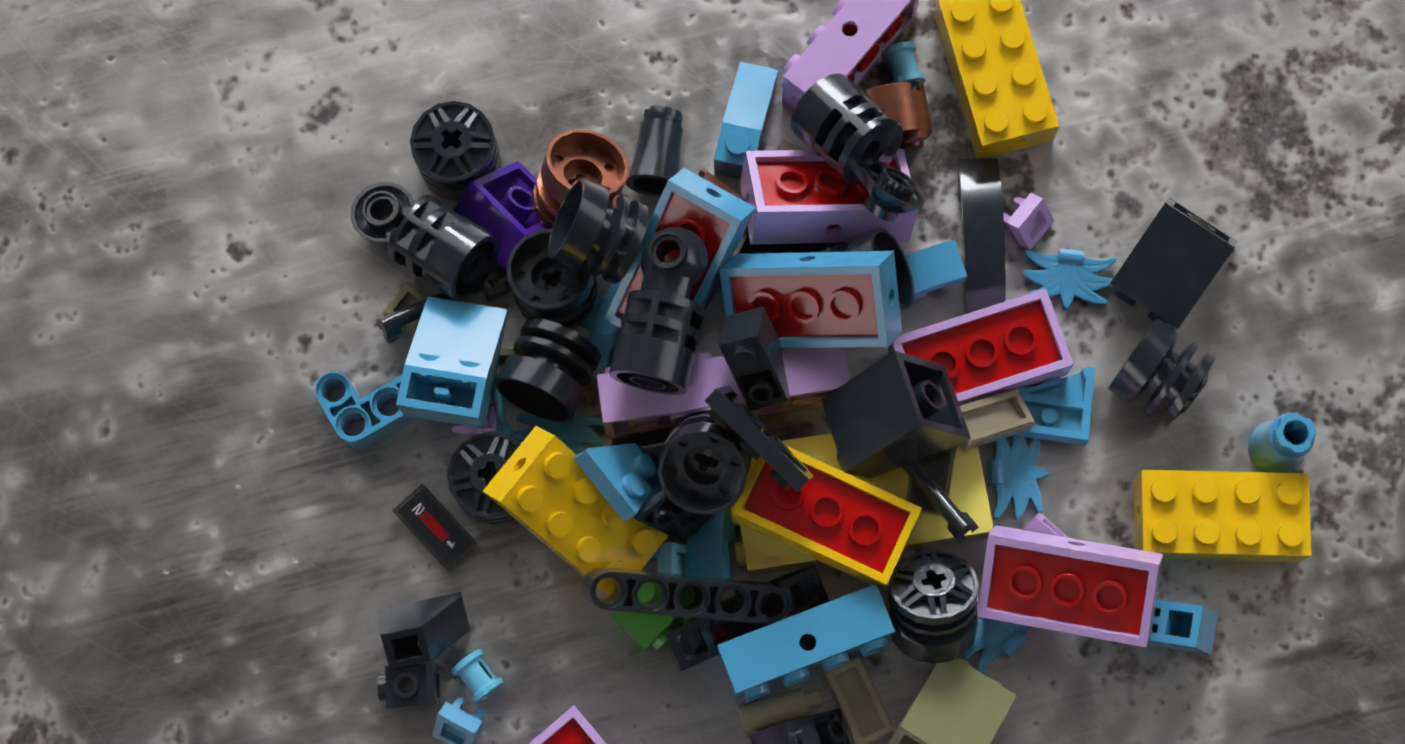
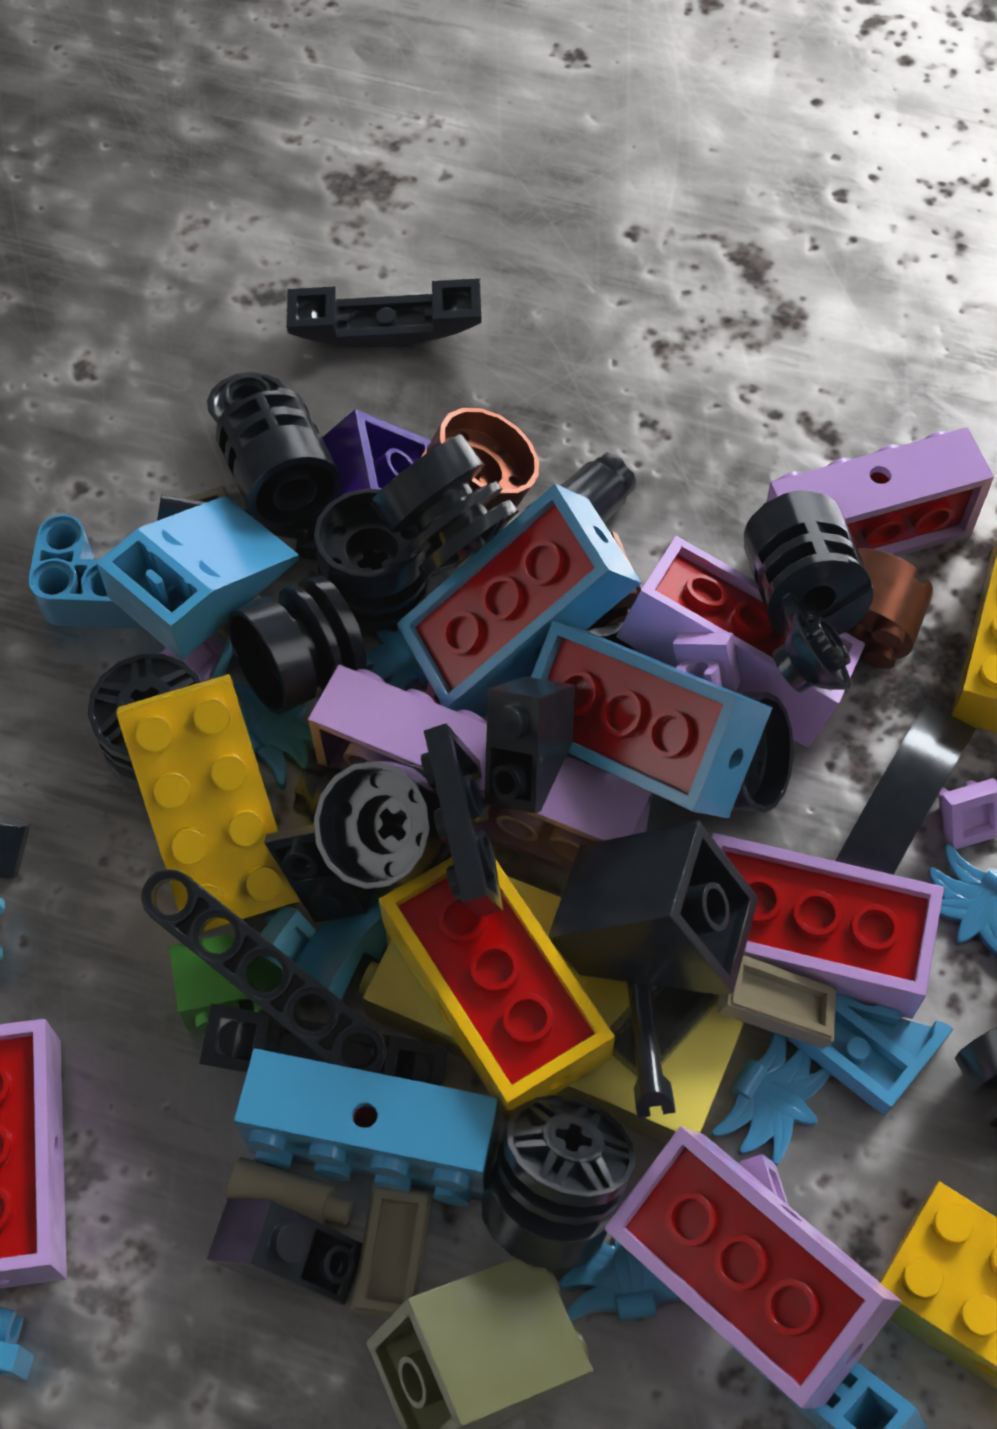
camera: 30 degrees right, 15 degrees down
(425, 84) = (384, 320): none -> black slope
(435, 527) = (61, 746): tile -> none
(449, 169) = (368, 369): black wheel -> none
(621, 475) = (277, 779): dark azure wing -> none
(659, 320) = (444, 631): black cylinder -> none
(744, 118) = (706, 519): slope -> none
(823, 231) = (708, 657): none -> lavender tile
(903, 63) = (928, 557): medium azure bush -> none
(936, 267) = (819, 797): dark azure slope -> none

